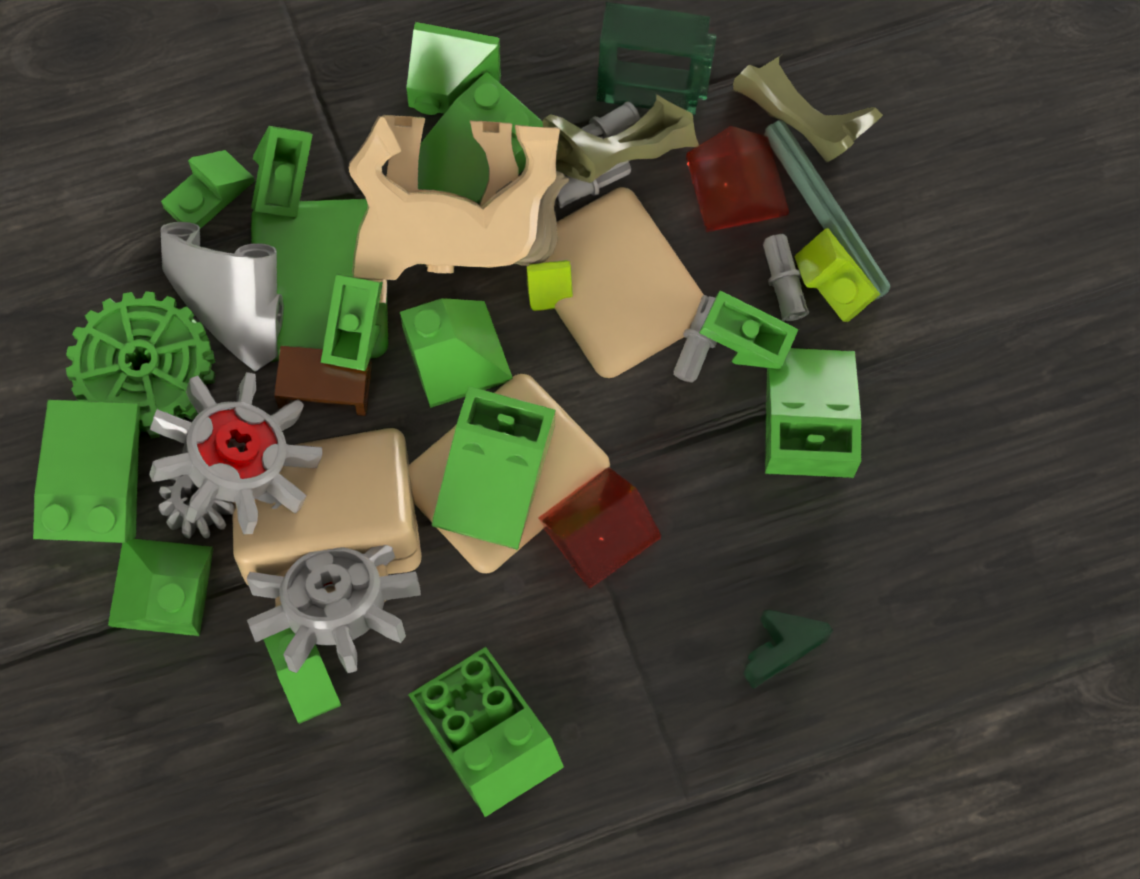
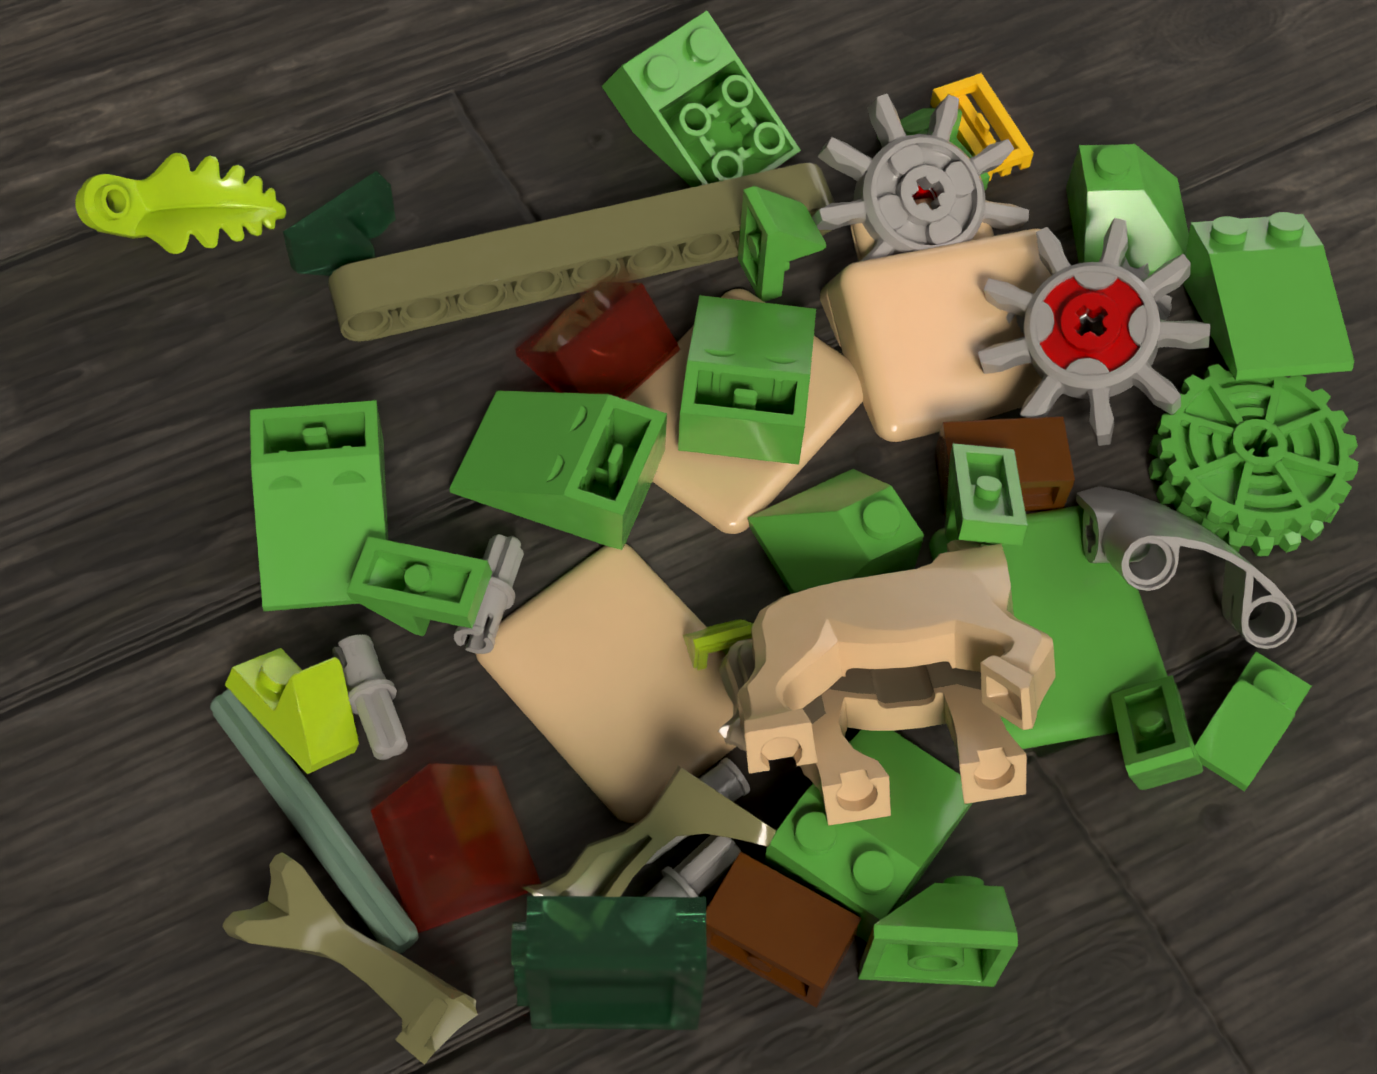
camera: 170 degrees right, 10 degrees down
(263, 732) = (973, 127): none -> yellow tile
(448, 573) = (771, 235): none -> bright green slope
(548, 89) = (779, 929): none -> reddish brown panel
(597, 605) = (556, 255): none -> olive beam
(640, 422) = (565, 461): none -> bright green slope
(915, 683) = (179, 204): none -> lime plant

